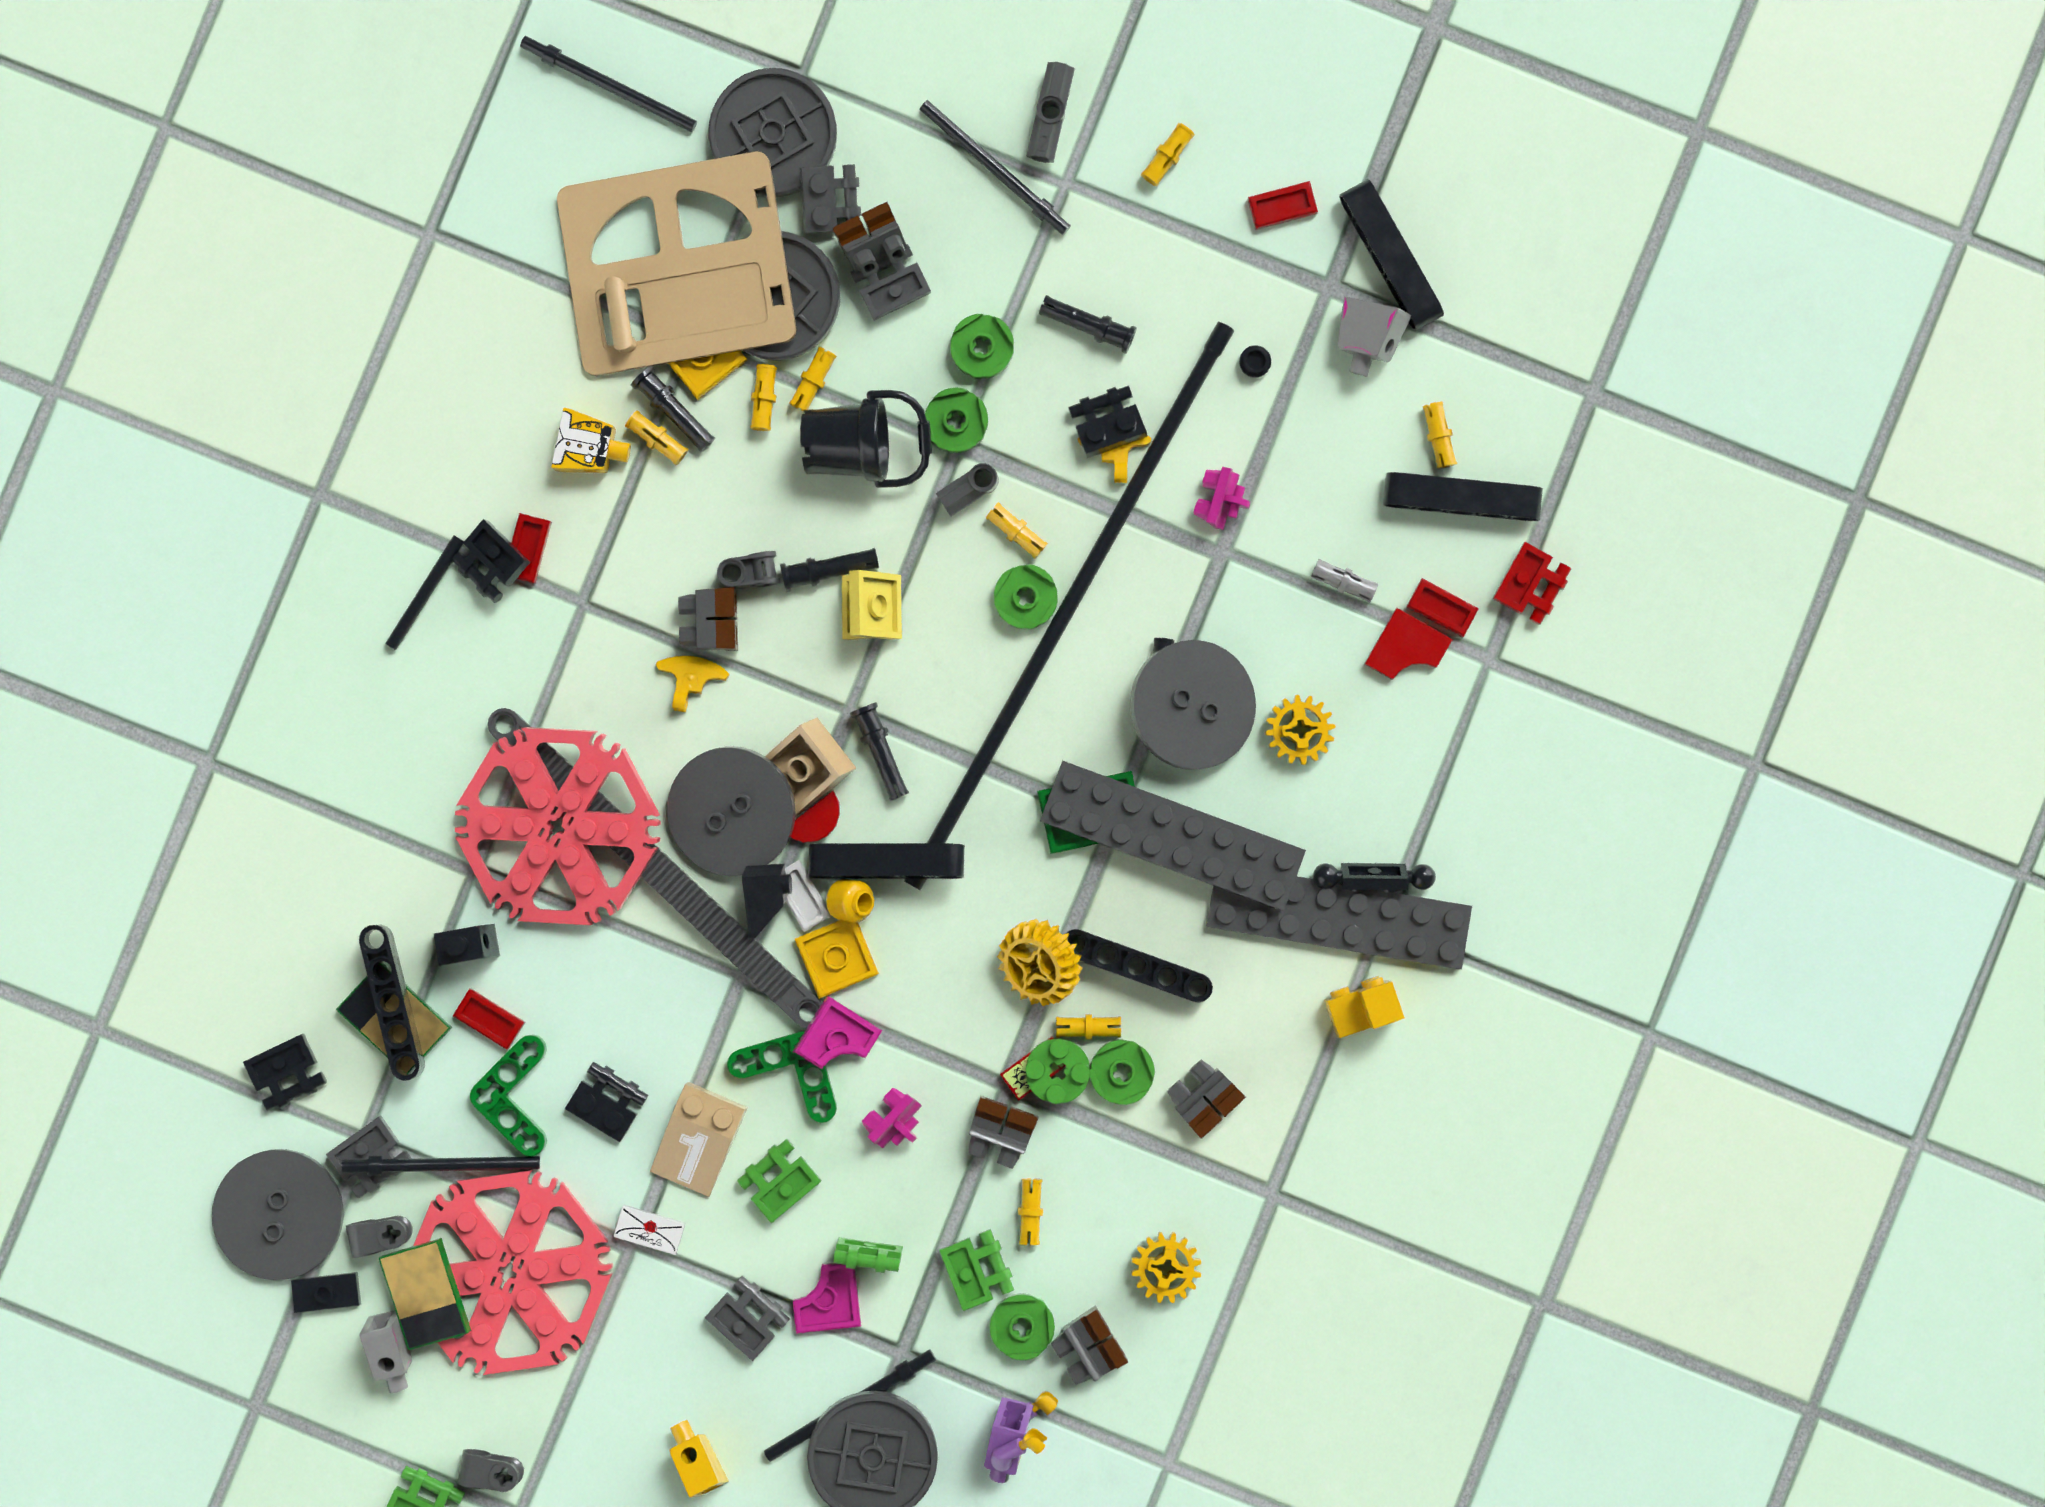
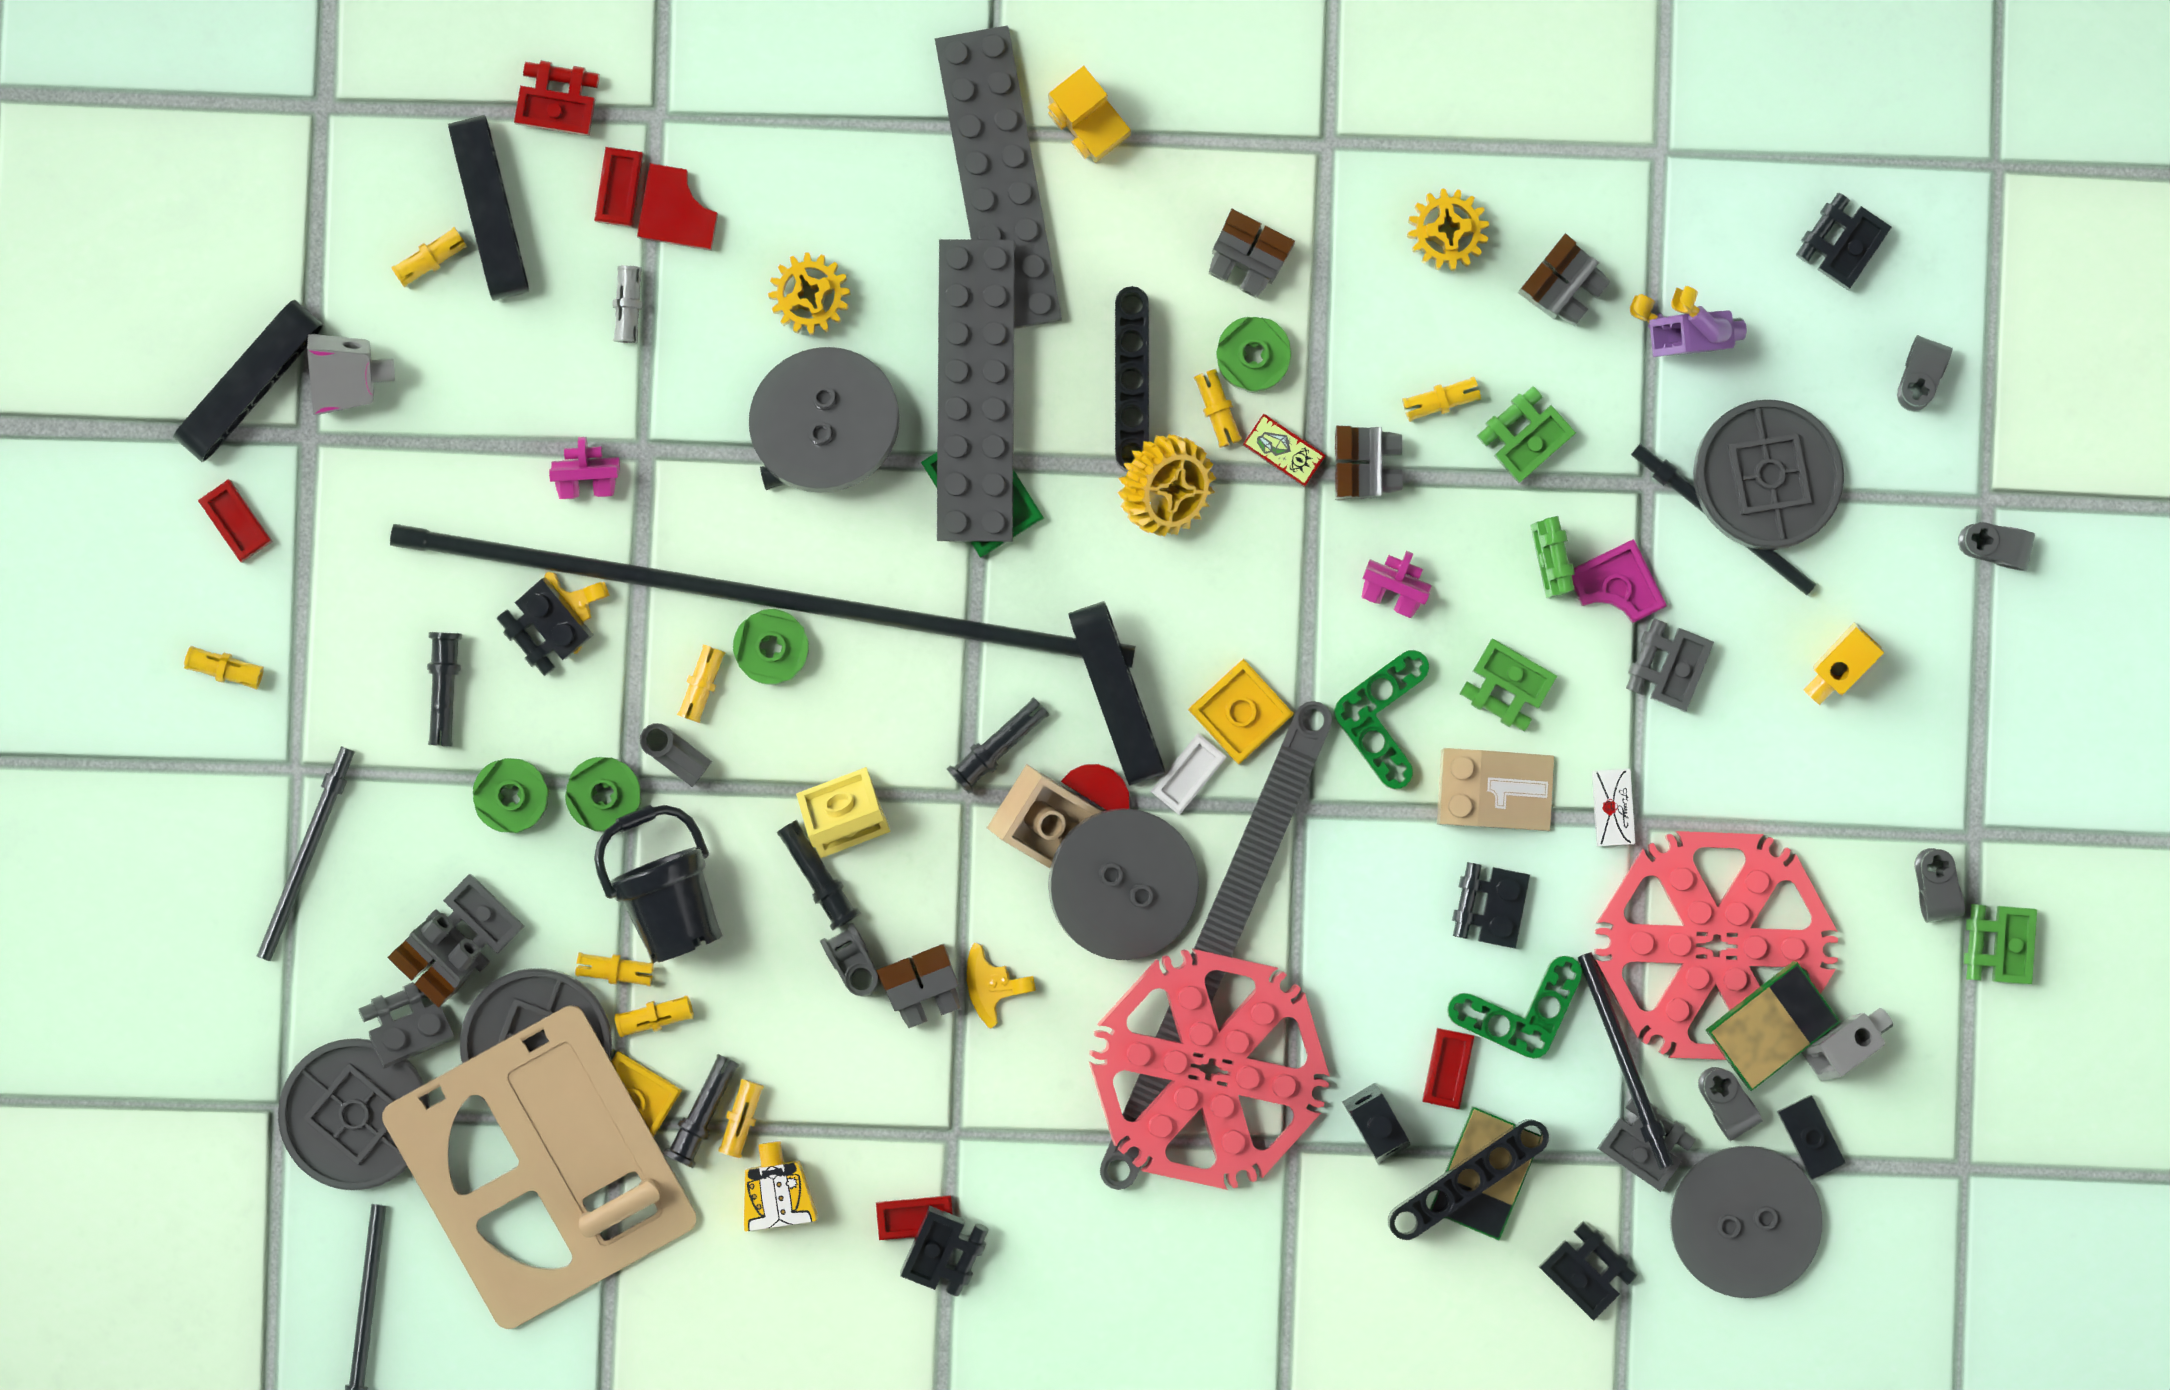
camera: 105 degrees left, 0 degrees up
(424, 593) = (1005, 1313): black piece -> none
(764, 894) = (1201, 812): black slope -> none
(836, 1032) = (1324, 682): dark pink tile -> none
(850, 900) = (1174, 717): yellow head -> none
(1009, 1340) = (1575, 342): bright green plate -> none
(1039, 1068) = (1272, 402): bright green plate -> none
(1053, 93) = (199, 817): dark grey piece -> none
(1255, 361) = (419, 488): black plate -> none
(1374, 876) = (941, 157): black plate -> none

